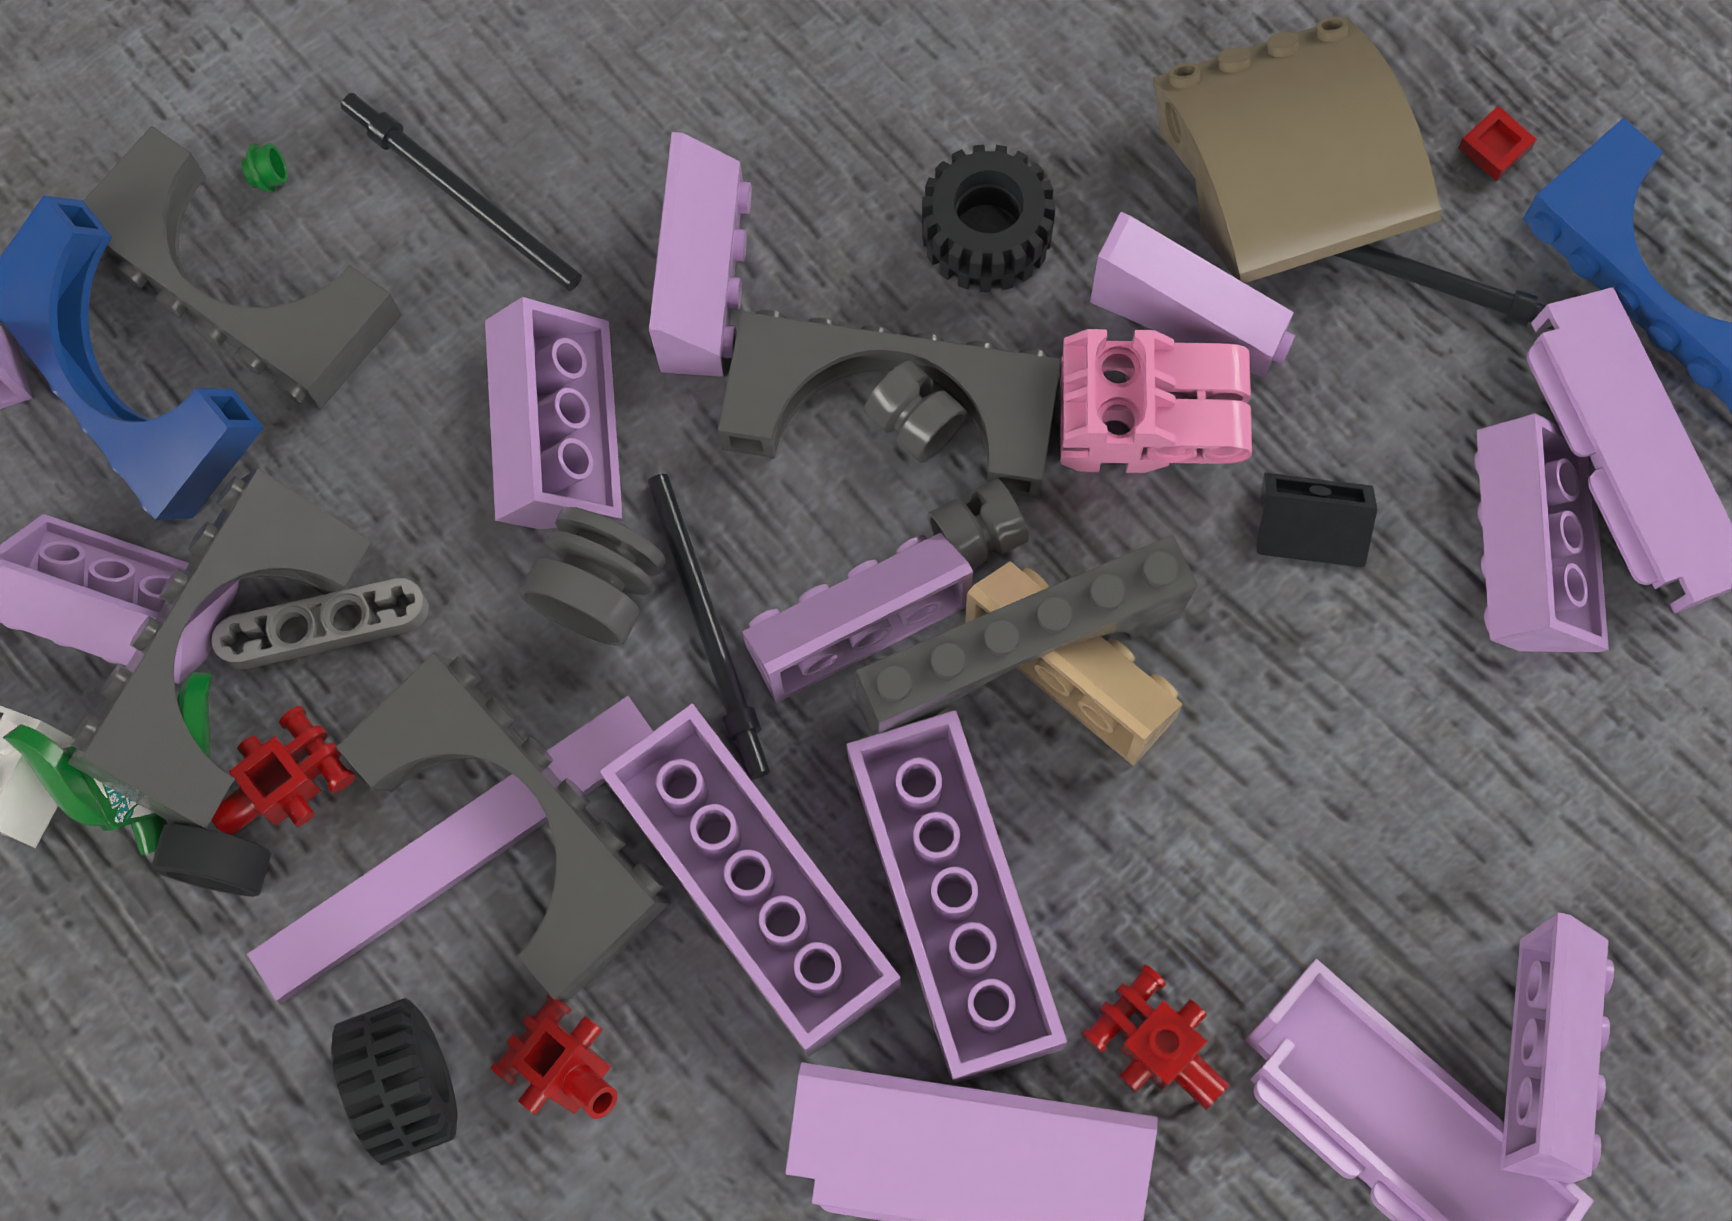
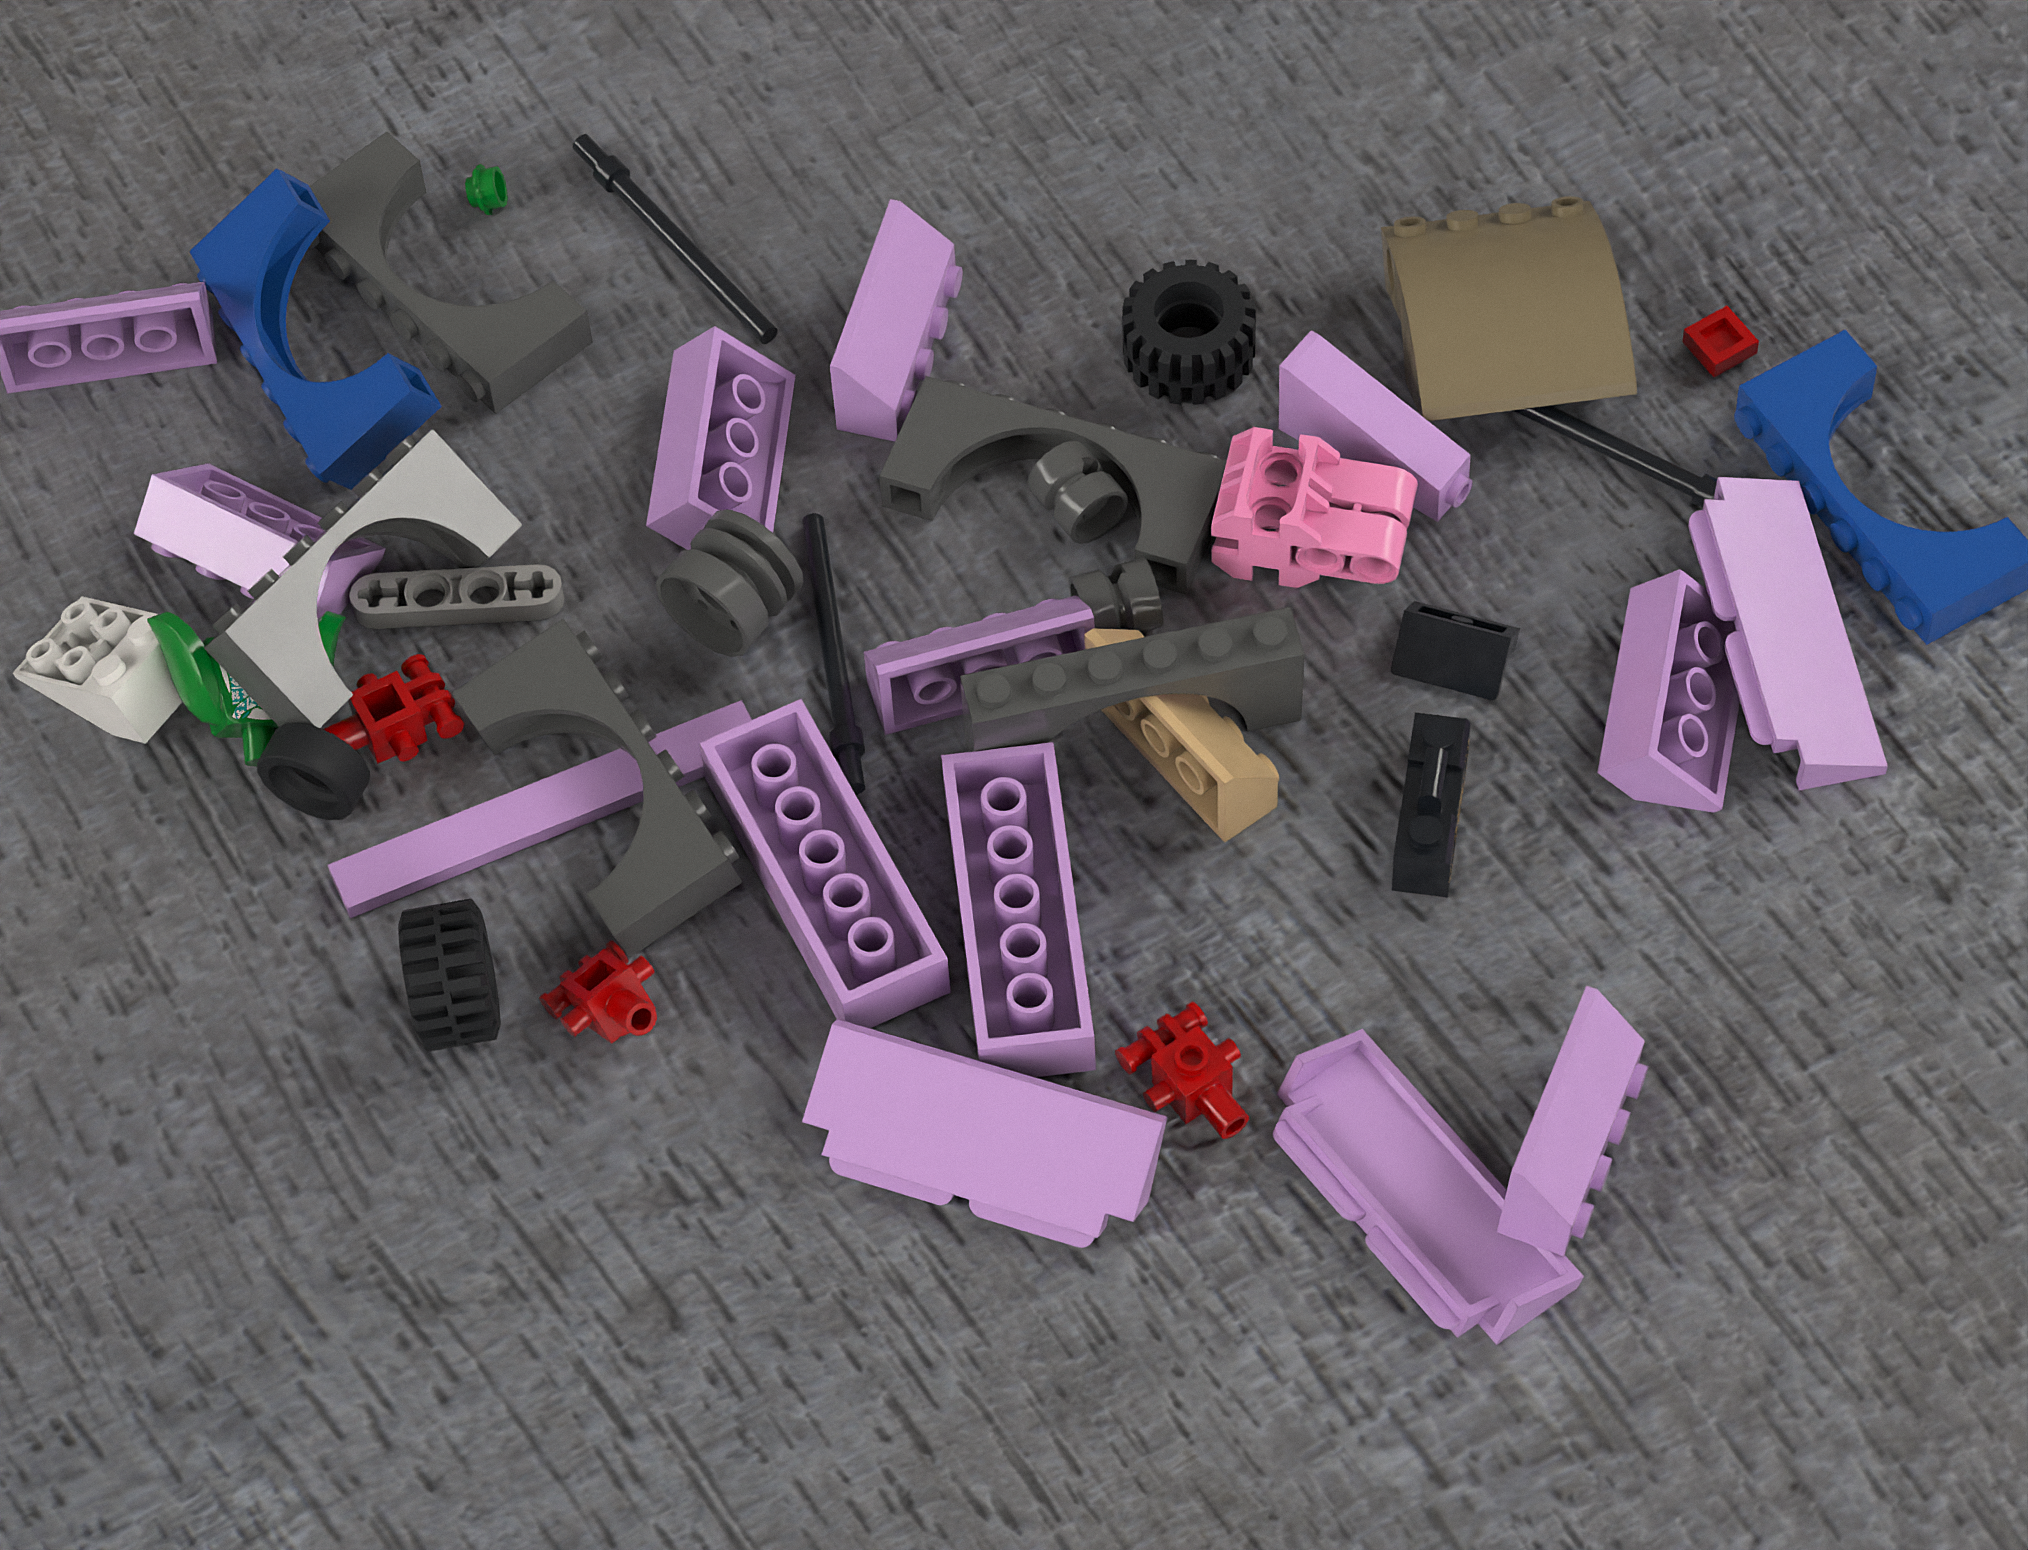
camera: 10 degrees right, 15 degrees down
(1334, 701) = (1431, 805): none -> black piece

